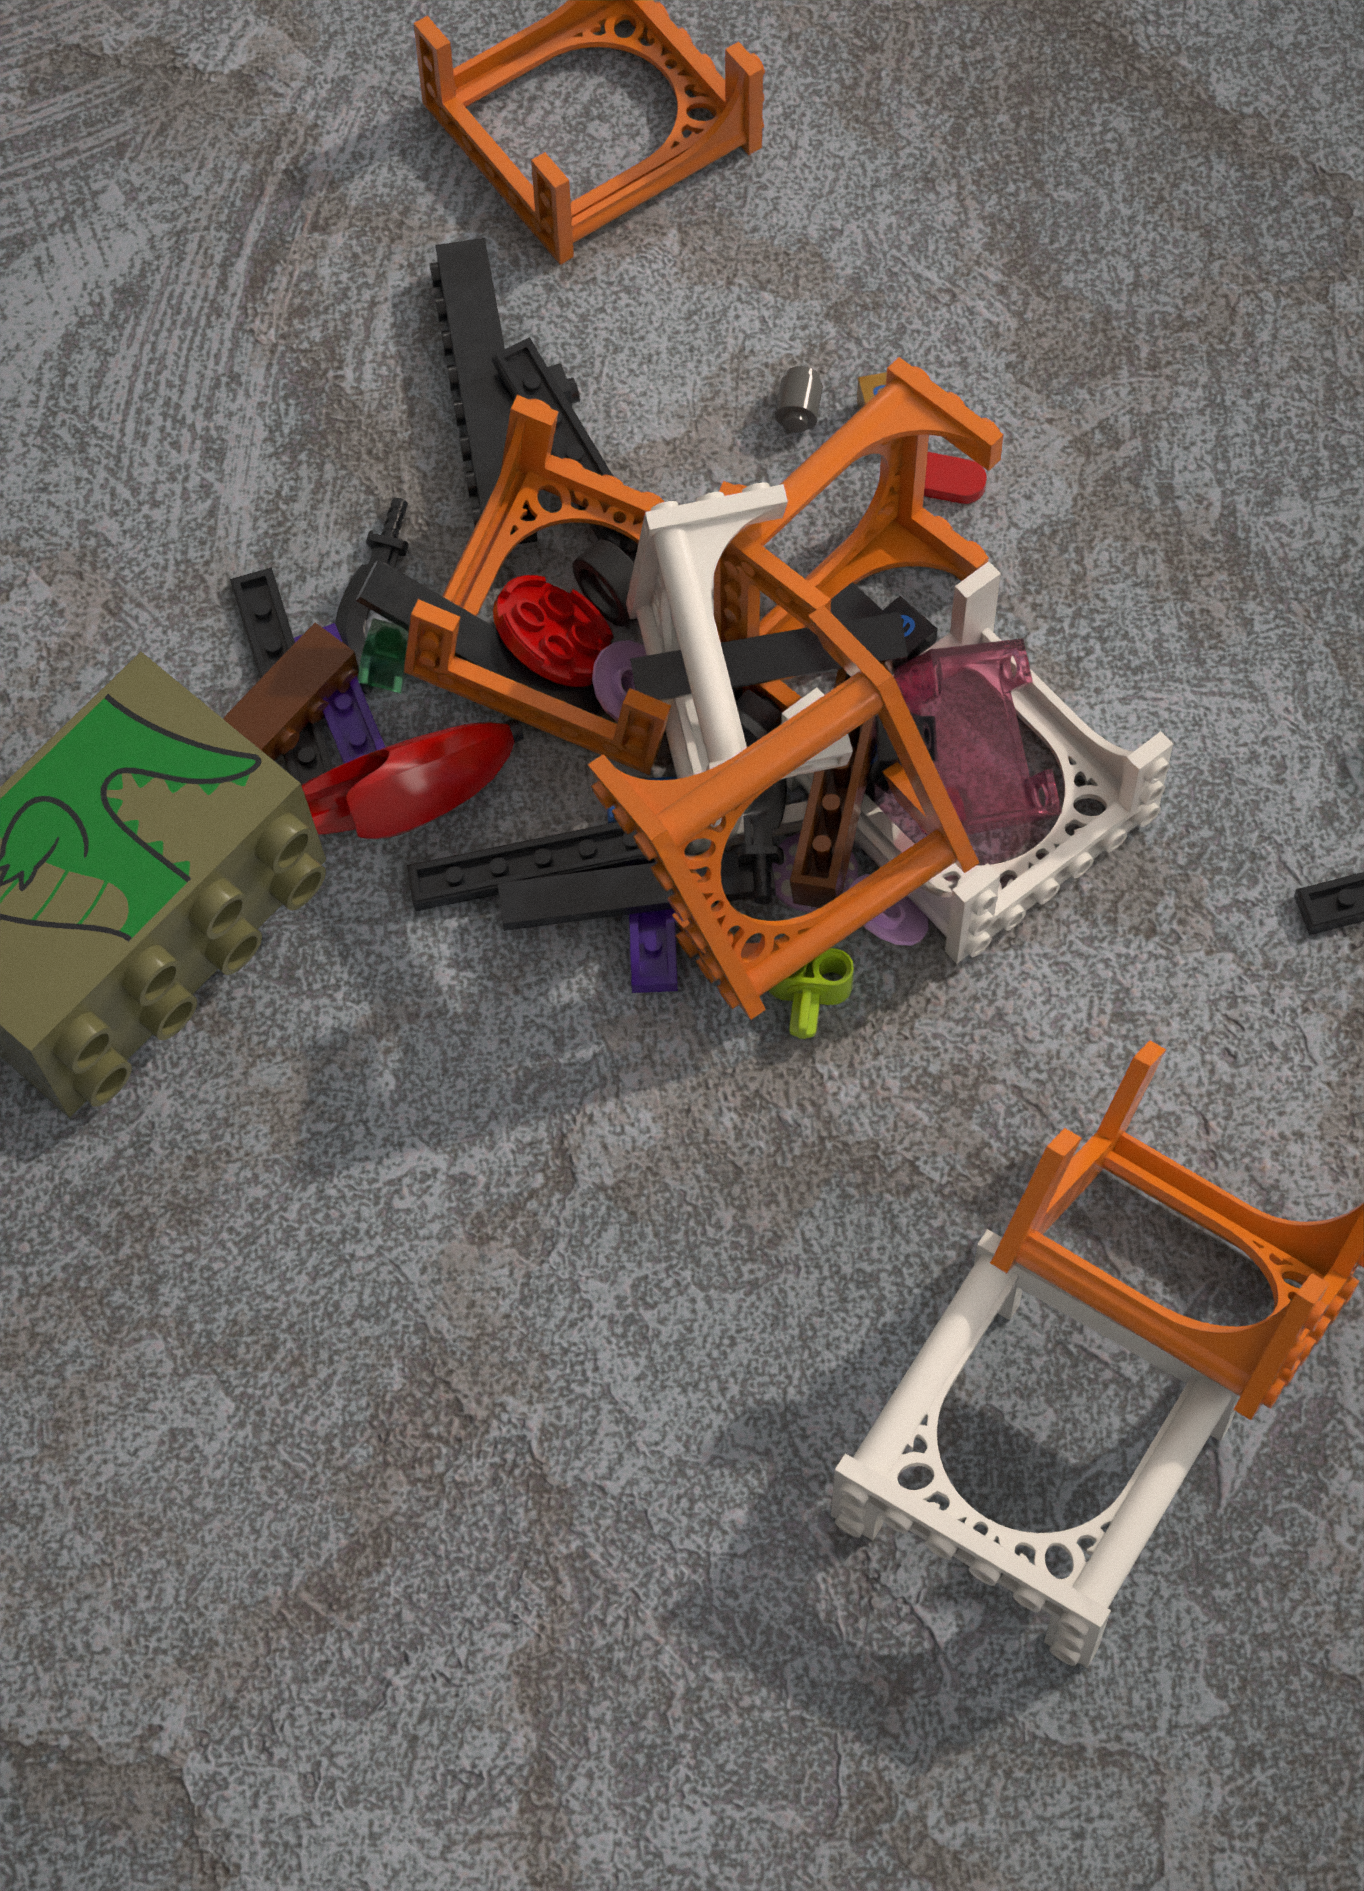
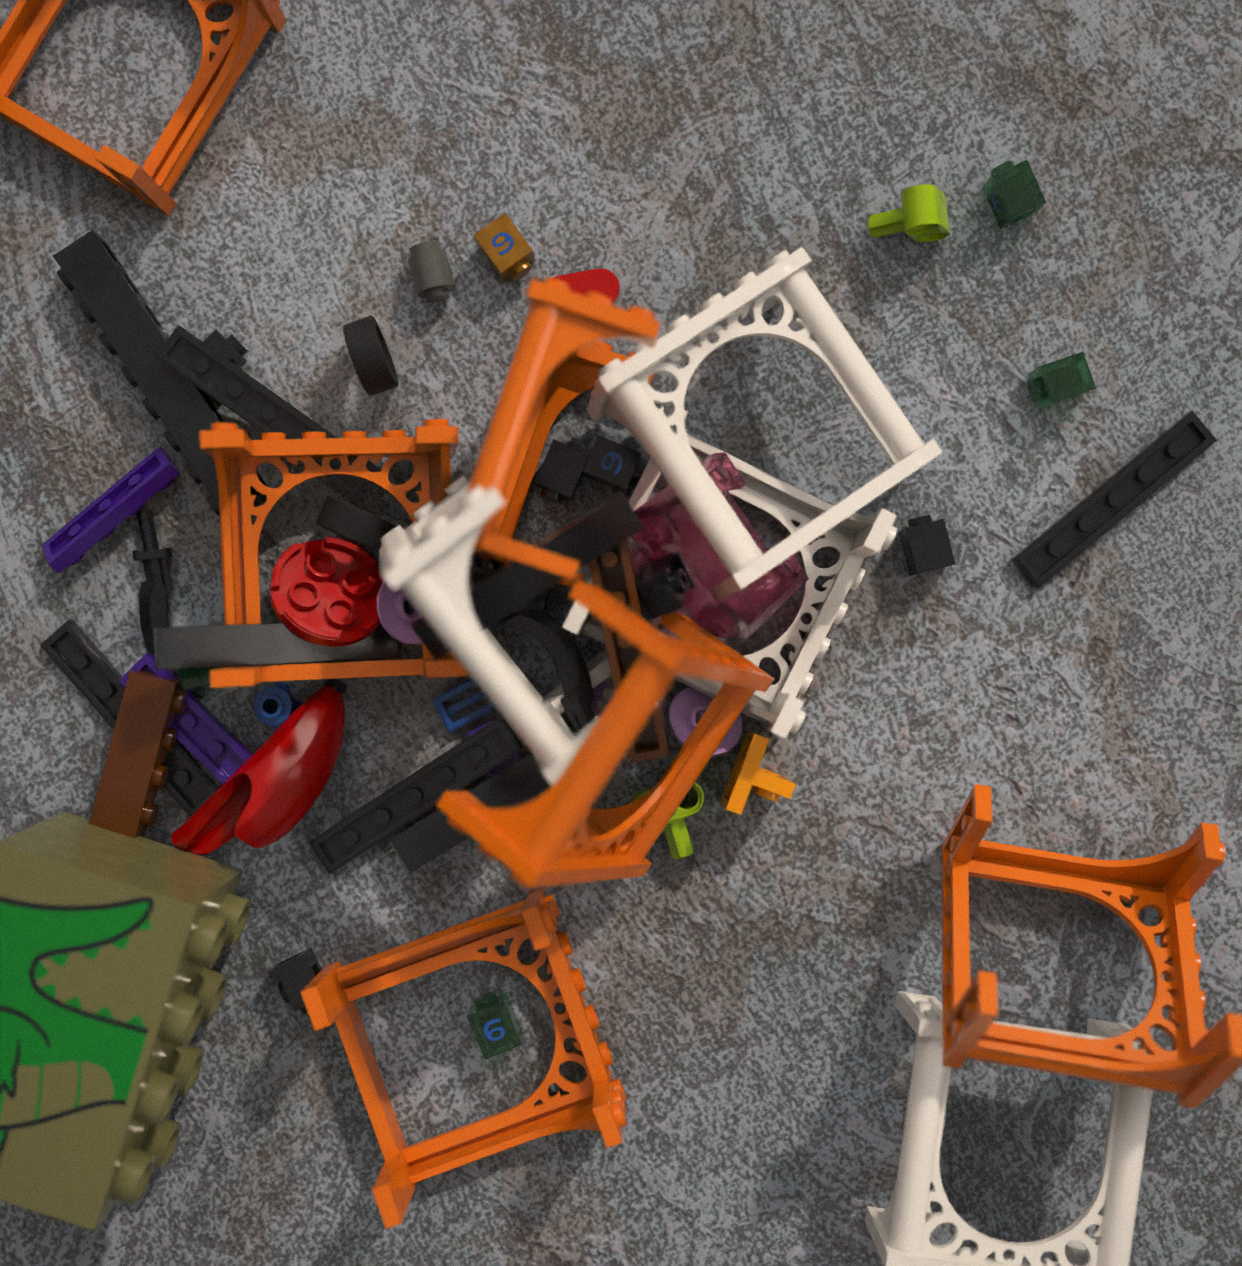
camera: 25 degrees left, 25 degrees up
(329, 990) = (295, 975): none -> black brick
(383, 481) = (109, 510): none -> dark purple plate
(439, 714) = (285, 701): none -> blue brick
(515, 1119) = (495, 1024): none -> clear green brick
(595, 1019) = (589, 1105): none -> orange arch
(702, 443) = (370, 355): none -> black tyre
(916, 972) = (748, 773): none -> light orange bracket
(1147, 535) = (628, 398): none -> white arch
(1203, 838) = (926, 545): none -> black brick
(1328, 528) = (920, 216): none -> lime beam

